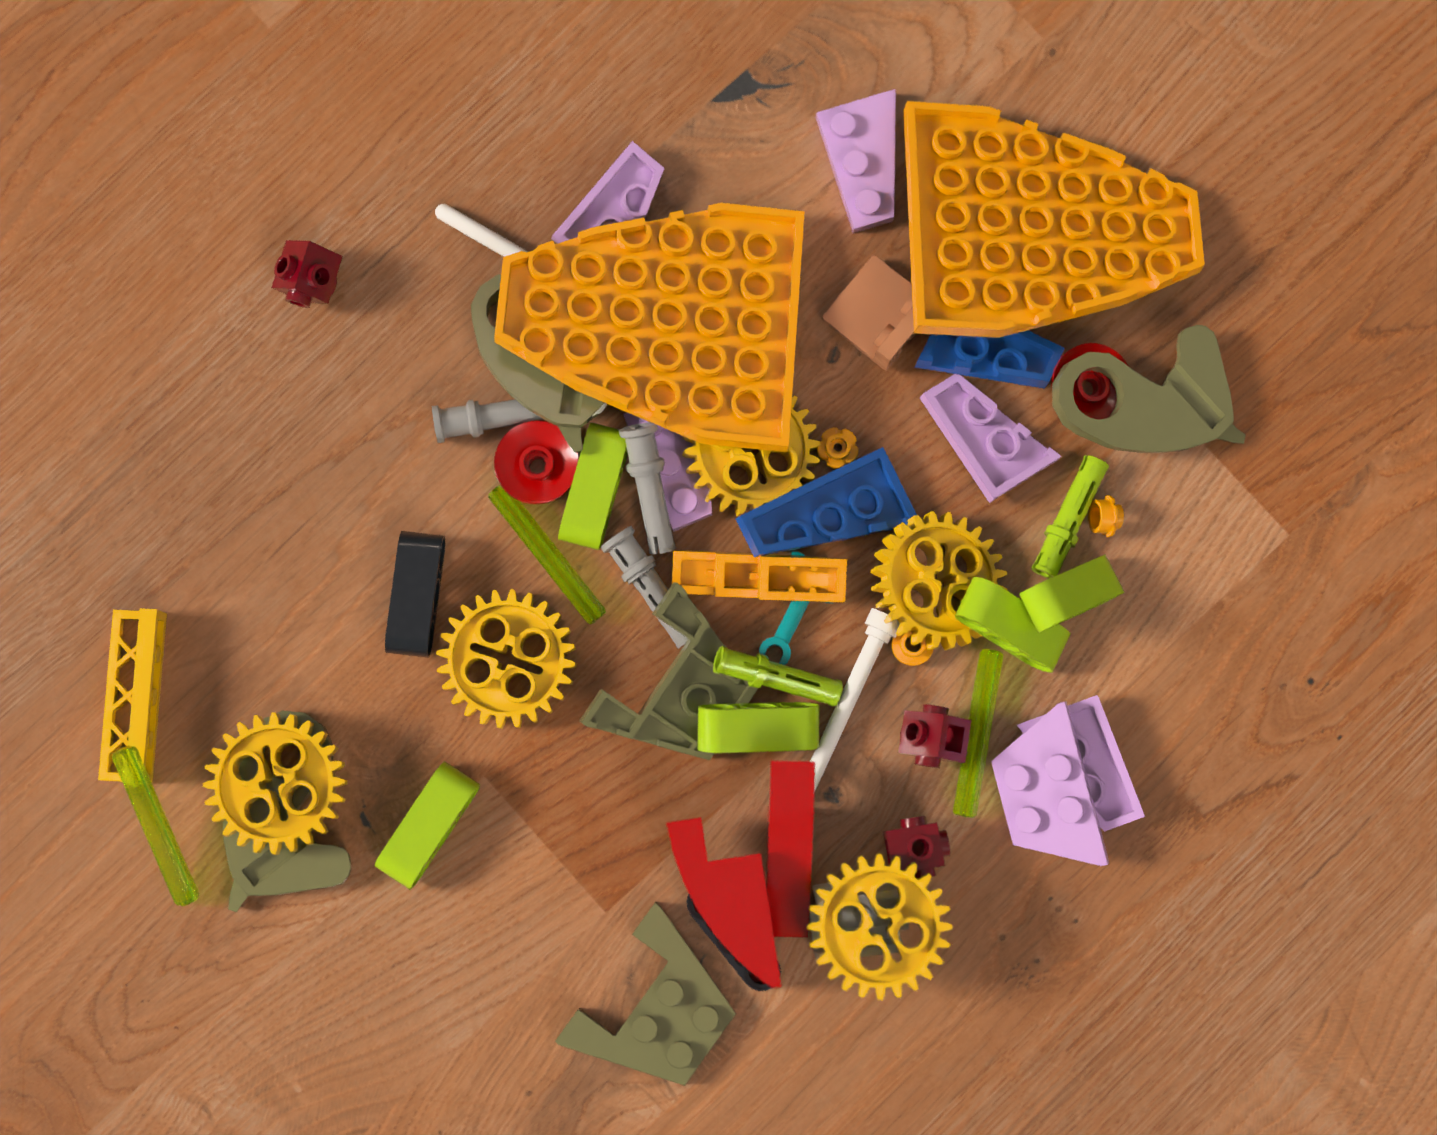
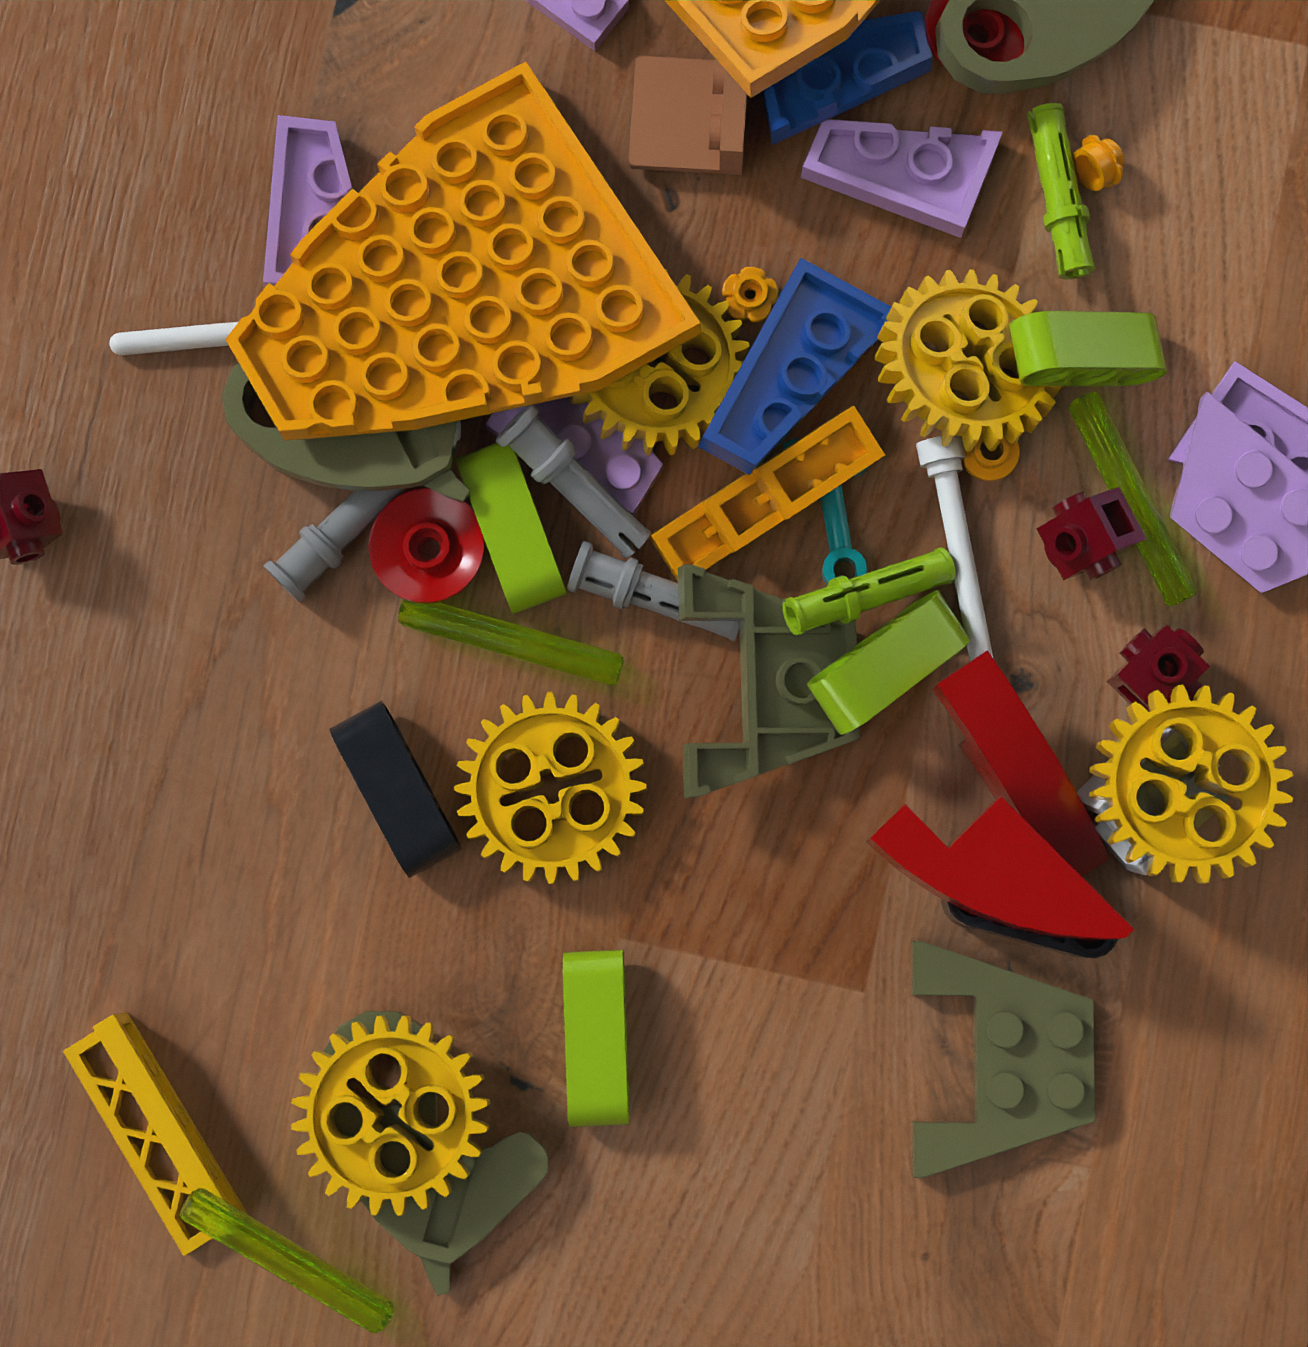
camera: 25 degrees left, 0 degrees up
(1071, 593) = (1128, 268): lime beam -> none

